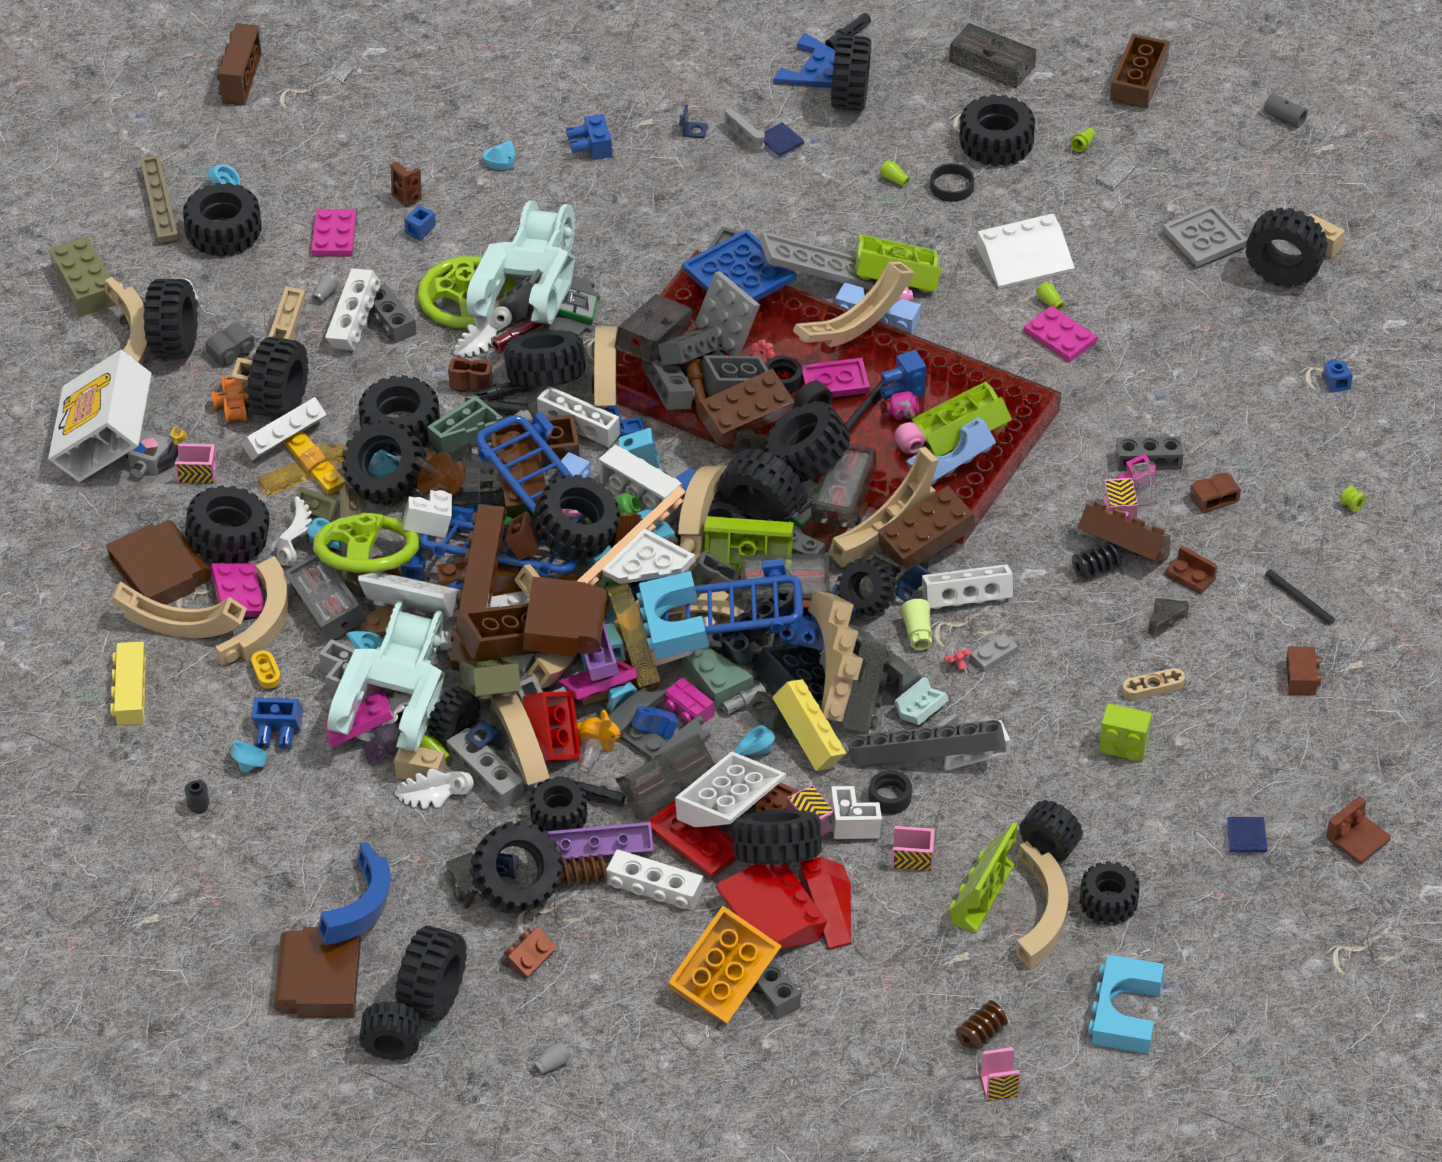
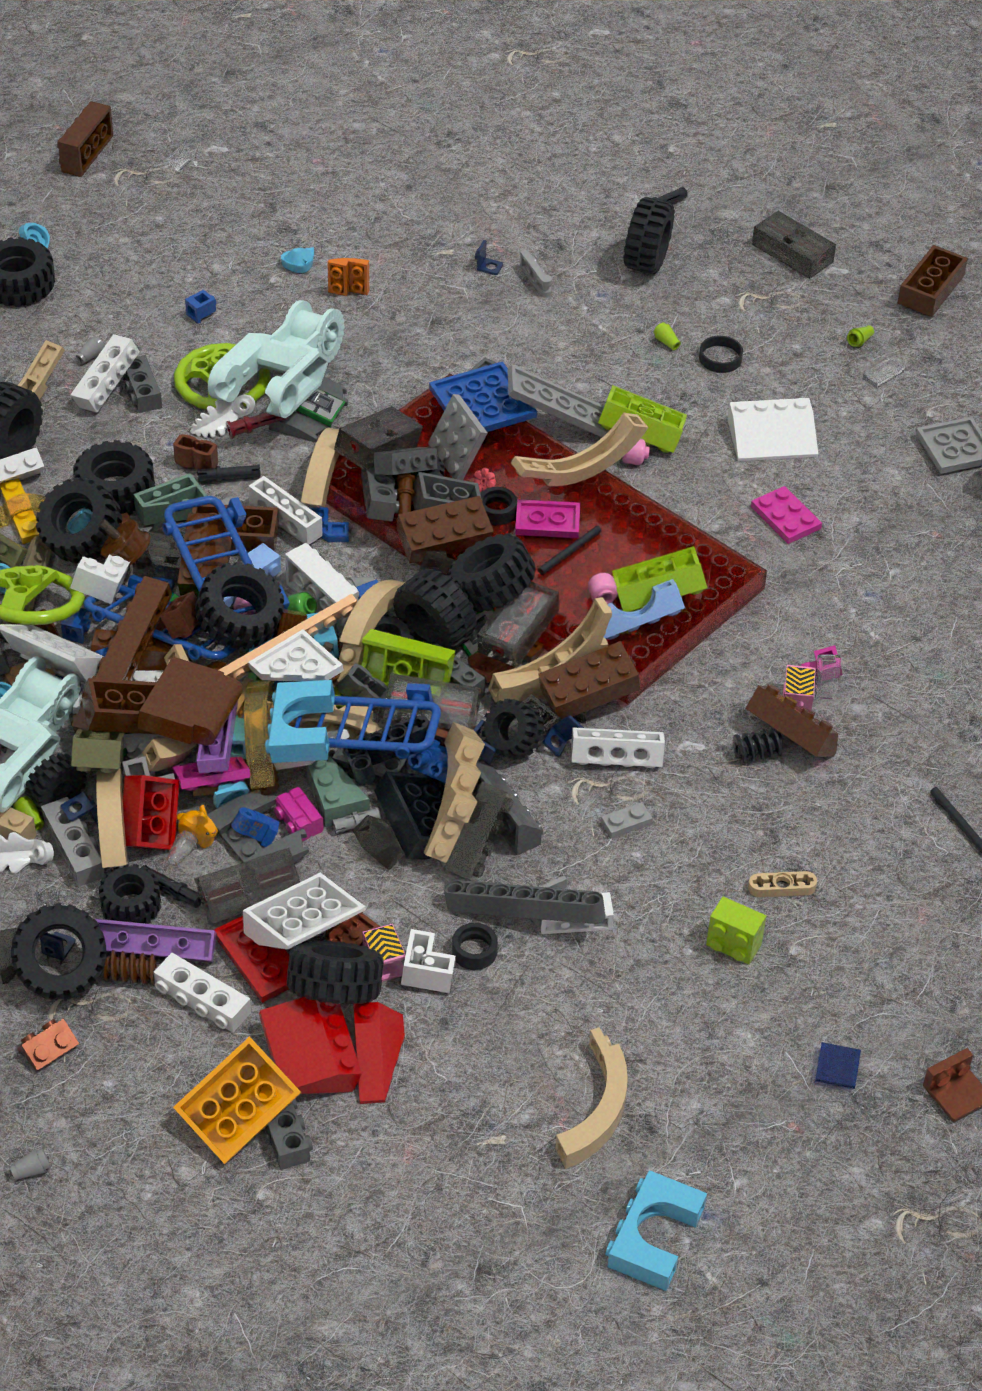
camera: 10 degrees right, 0 degrees up
(334, 232) = (118, 302): dark pink plate -> none
(405, 184) = (198, 268): copper bracket -> none
(503, 407) = (217, 489): black pin -> none
(518, 297) = (258, 391): dark grey slope -> none
(544, 358) = (268, 449): black tyre -> none
(560, 165) = (348, 276): none -> orange slope
(596, 138) = (387, 255): blue brick -> none
(642, 446) = (337, 551): medium azure torso -> none
(756, 742) = (353, 868): medium azure piece -> none
(782, 139) = (569, 287): clear blue piece -> none
(809, 725) = (409, 860): light yellow brick -> none
(811, 391) = (517, 524): black tyre -> none
(818, 68) = (617, 231): blue wing -> none
(902, 315) = (632, 469): light blue arch -> none
(903, 405) = (606, 556): dark pink head -> none
(908, 376) = (619, 526): blue brick -> none
(913, 848) = (477, 1022): bright pink piece -> none
(917, 622) = (556, 775): yellowish green plant -> none
(920, 702) = (533, 857): light aqua bracket -> none
(958, 658) = (587, 819): coral plant -> none
(981, 1025) = (492, 1221): reddish brown piece -> none
(984, 882) = (541, 1065): lime piece -> none
(997, 146) = (761, 311): black tyre -> none
(998, 1075) = (494, 1282): bright pink piece -> none
(1048, 294) = (784, 475): lime cone -> none
(1051, 829) = (627, 1020): black tyre -> none
(1109, 878) = (674, 1084): black tyre -> none
(1163, 451) = (853, 647): dark grey brick -> none
(1167, 615) = (817, 814): clear smoke slope -> none
(1192, 570) = (854, 774): copper bracket -> none
(1215, 492) = (899, 698): copper brick -> none
(1302, 670) = (942, 899): copper brick -> none

